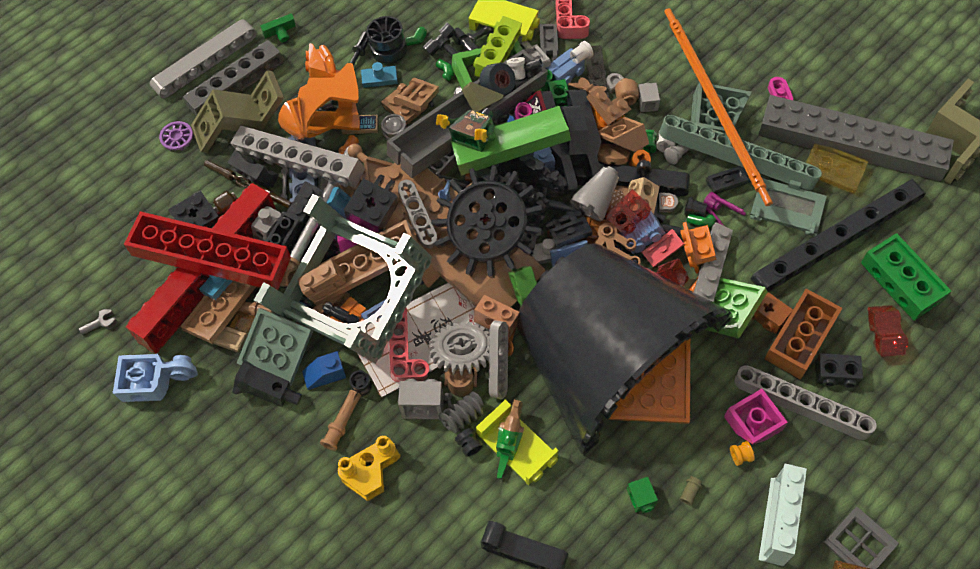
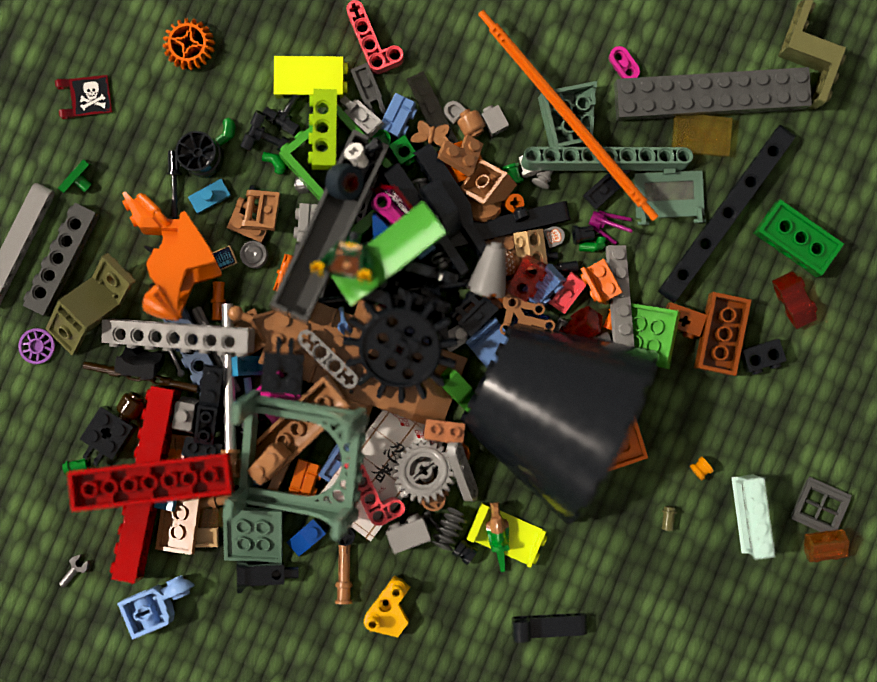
camera: 20 degrees left, 25 degrees up
(339, 313) = (298, 482): black axle -> none
(480, 97) = (338, 213): olive slope -> none
(583, 51) = (410, 99): white bush -> none
(642, 495) = (630, 540): green brick -> none
(755, 418) = (704, 435): dark pink slope -> none
(814, 402) = (749, 403): light grey beam -> none

